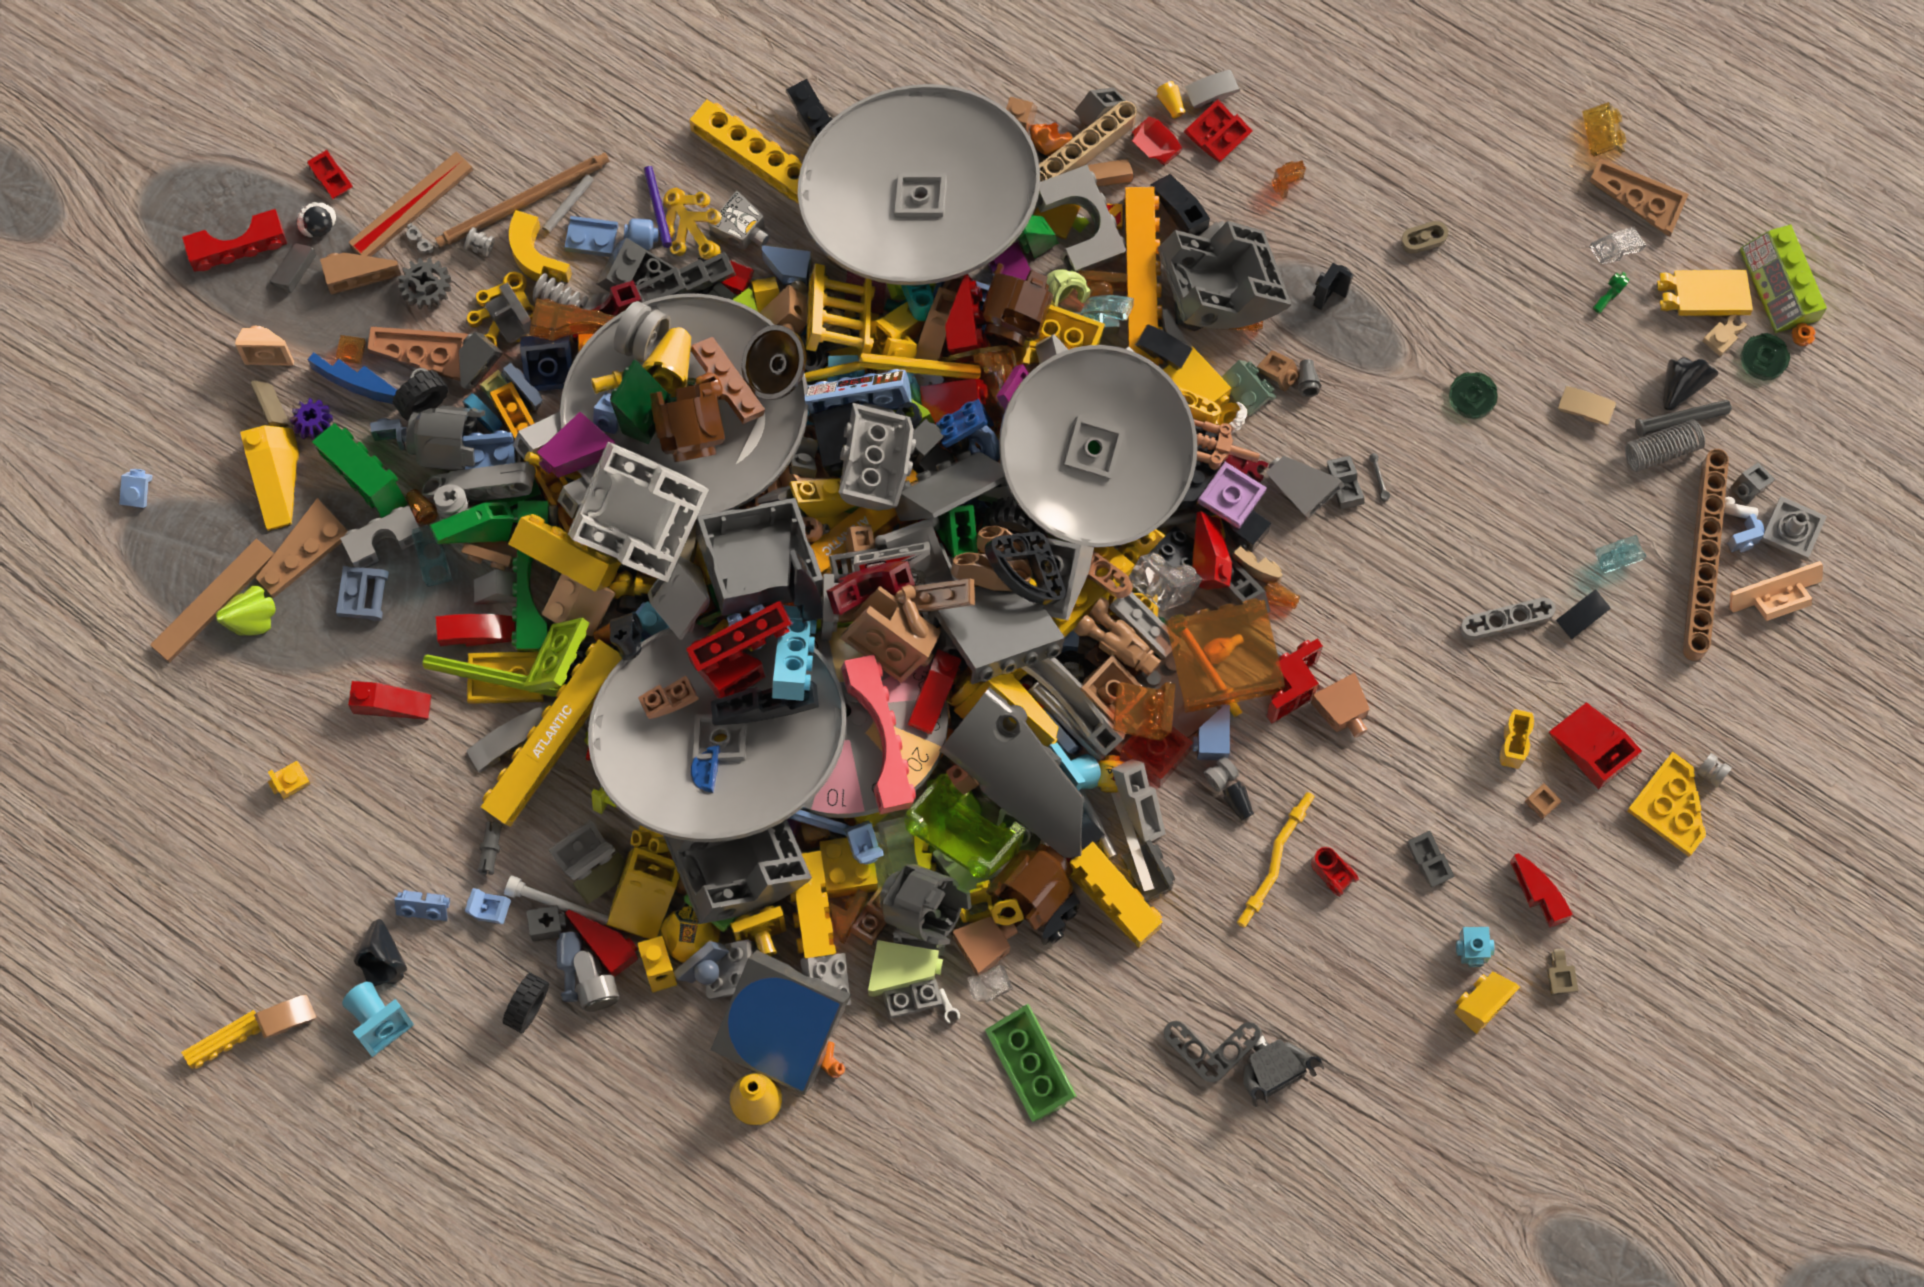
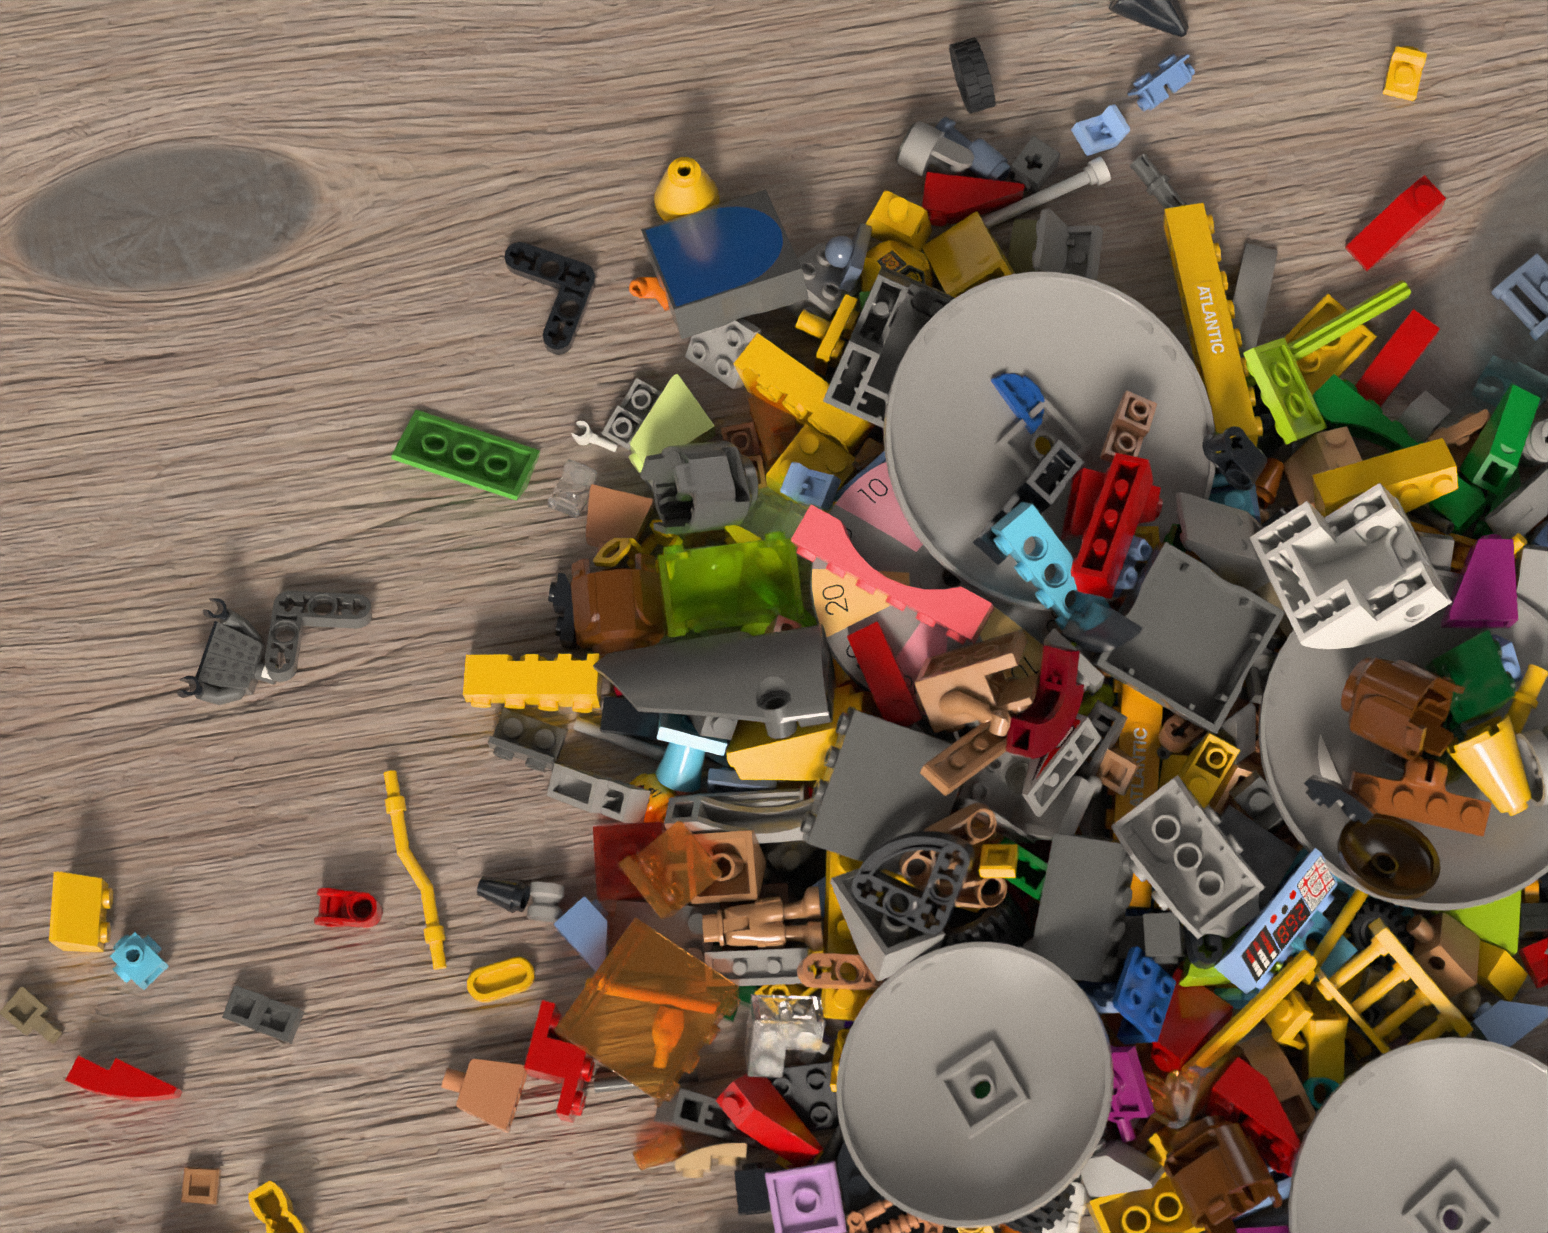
camera: 140 degrees right, 5 degrees up
(767, 414) = (1328, 792): none -> black slope
(878, 1108) = (567, 290): none -> black beam
(972, 540) = (998, 861): none -> yellow tile
(1133, 843) = (558, 745): white sticker -> none
(1282, 759) = (500, 979): none -> yellow tile

